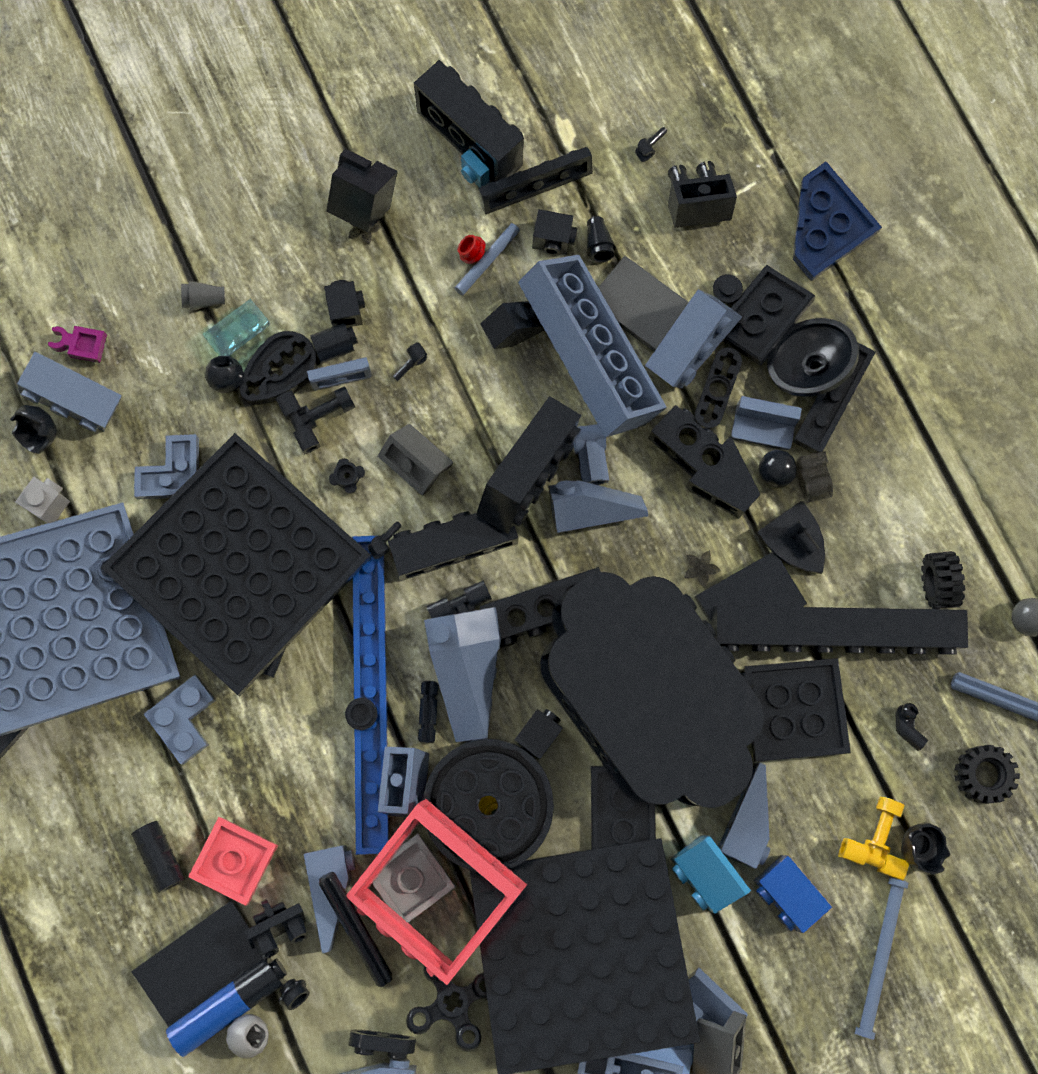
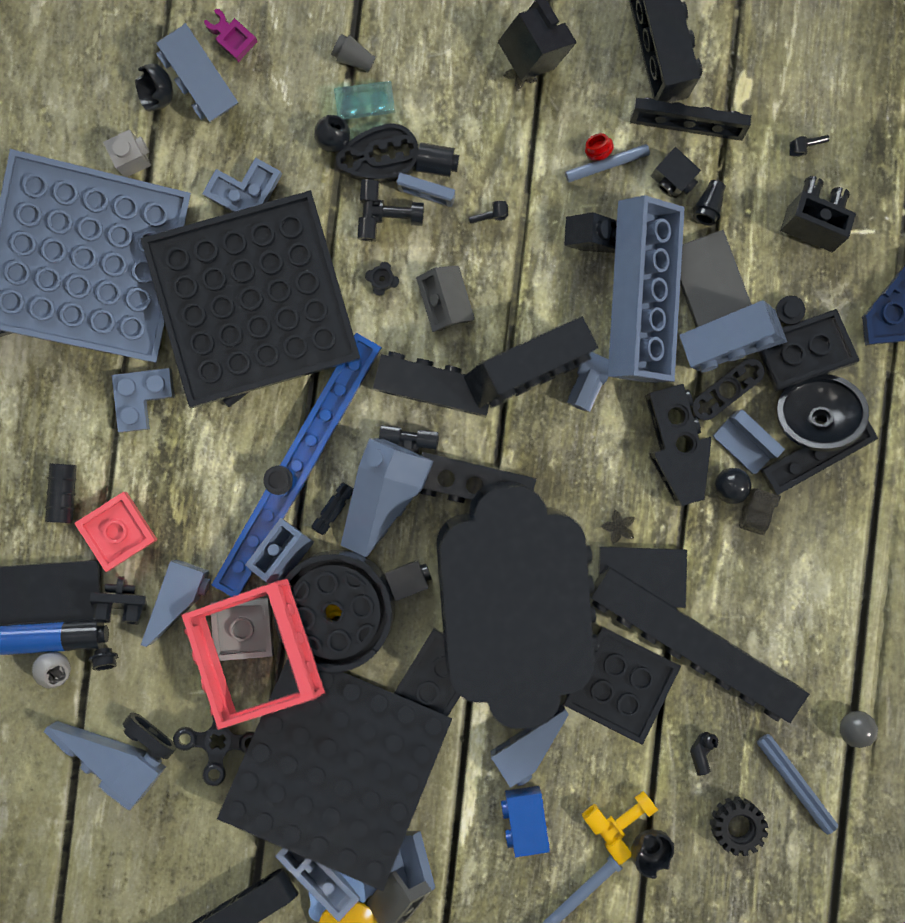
camera: 35 degrees right, 10 degrees up
(344, 303) = (465, 131): black brick -> none
(355, 929) = (176, 642): black axle -> none
(378, 546) = (371, 353): black hand -> none
(474, 169) = (643, 78): dark azure plate -> none
(588, 505) = (560, 422): sand blue slope -> none
(709, 874) = (471, 768): dark azure slope -> none
(796, 539) = (711, 550): black shield -> none
(943, 580) = (806, 658): black tyre -> none

